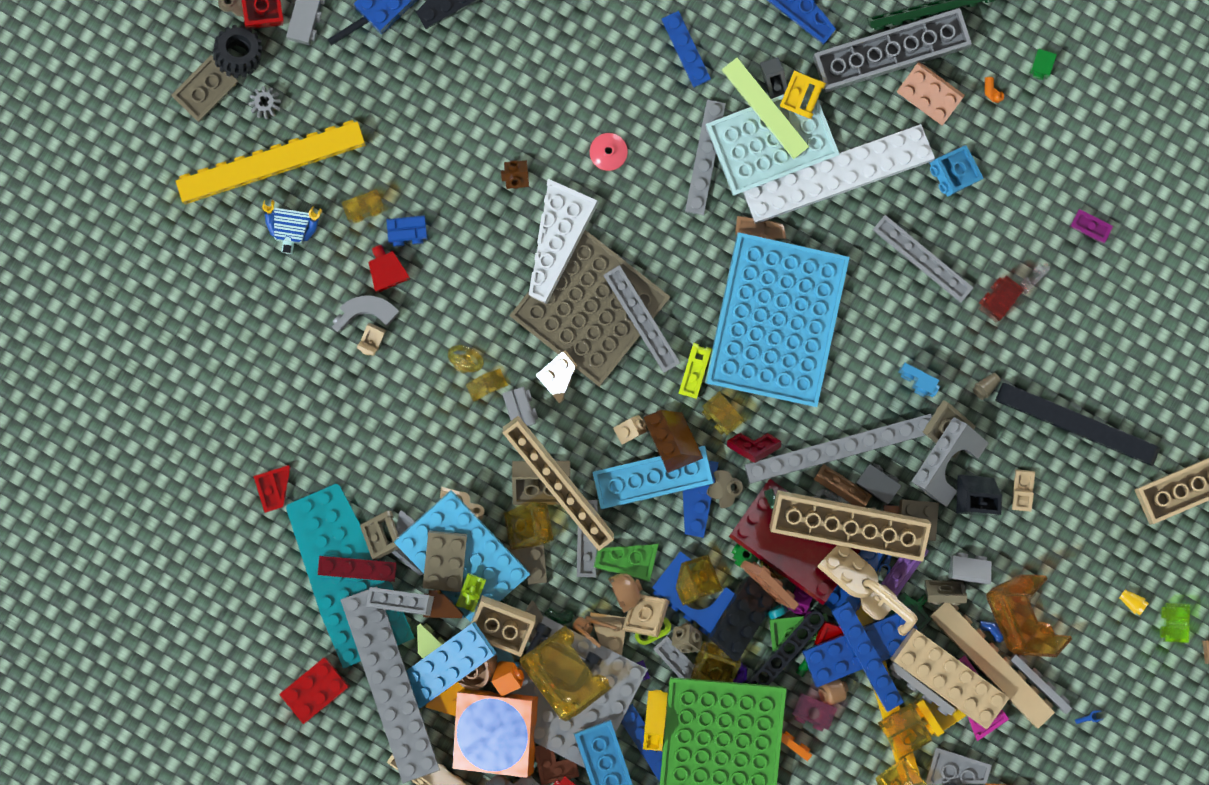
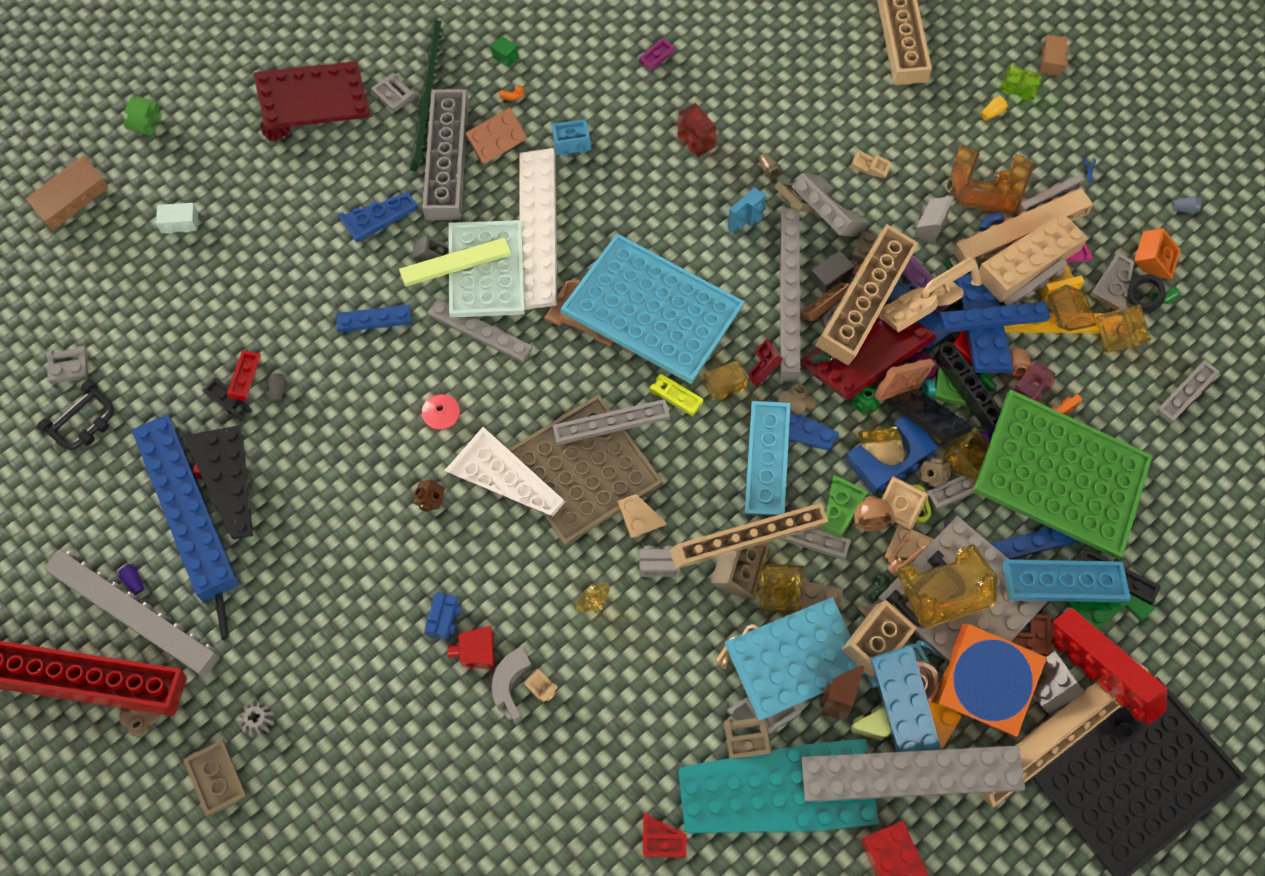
camera: 70 degrees left, 20 degrees down
(237, 37) = (200, 737): black tyre -> none
(270, 163) = (319, 736): yellow brick -> none
(290, 226) = (393, 731): torso -> none
(357, 568) = (776, 774): dark red plate -> none
(363, 206) = (401, 654): clear yellow brick -> none
(400, 601) = (828, 728): light grey plate -> none
(444, 561) = (796, 672): dark tan plate -> none
(470, 592) = (836, 655): lime hips -> none
(486, 384) = (625, 589): clear yellow slope -> none
(507, 677) = (935, 645): orange slope -> none
(630, 429) = (713, 467): tan bracket -> none
(655, 720) = (1012, 520): yellow window -> none
(672, 439) = (737, 429): reddish brown slope -> none
(796, 91) = (451, 231): yellow plate -> none
(922, 258) = (638, 183): light grey plate -> none
(945, 592) = (948, 242): dark tan plate -> none
(978, 496) = (868, 195): black slope -> none
(1039, 272) = (682, 99): clear plate -> none
(1077, 424) = (824, 109): black beam -> none

